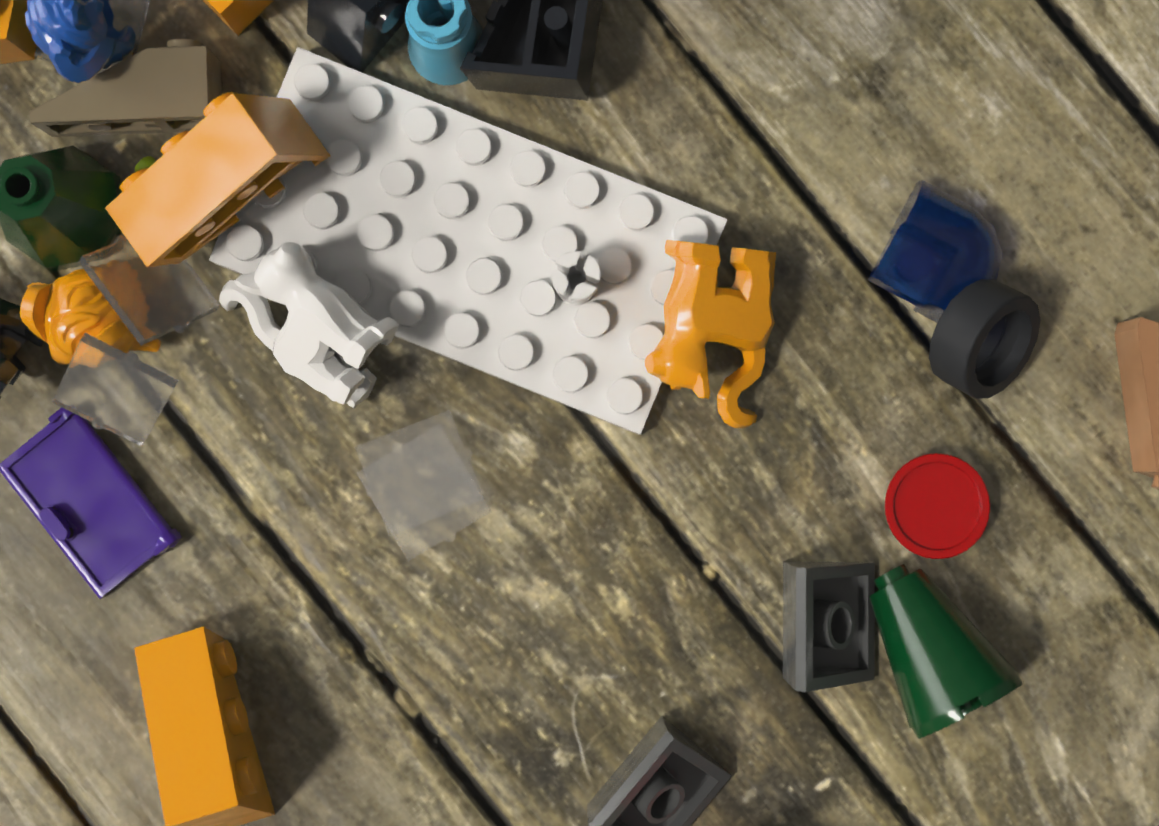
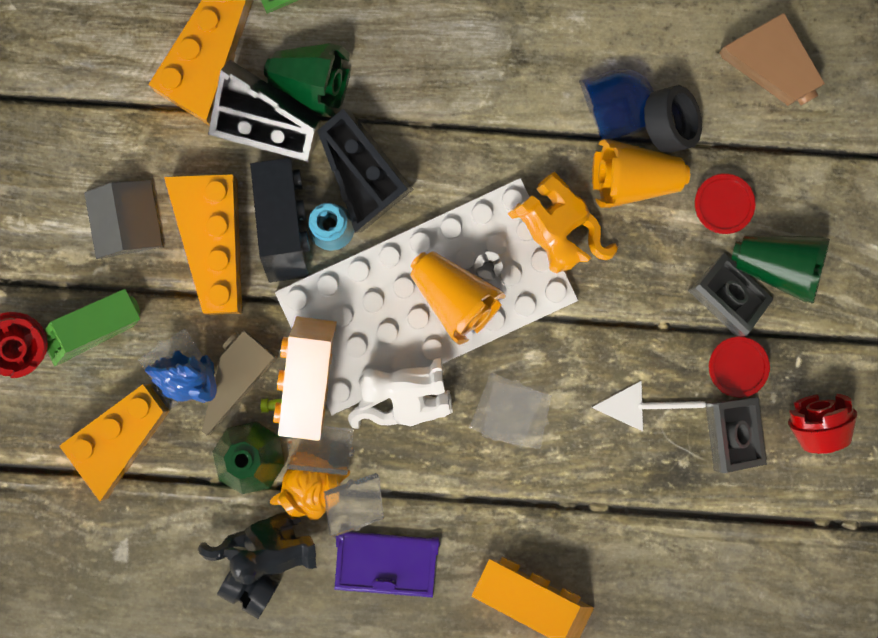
camera: 45 degrees left, 0 degrees up
(497, 269) = (455, 295): none -> light orange cone
(567, 622) = (628, 406): none -> white piece
(747, 717) = (739, 367): none -> red piece
(870, 356) = (635, 174): none -> light orange cone

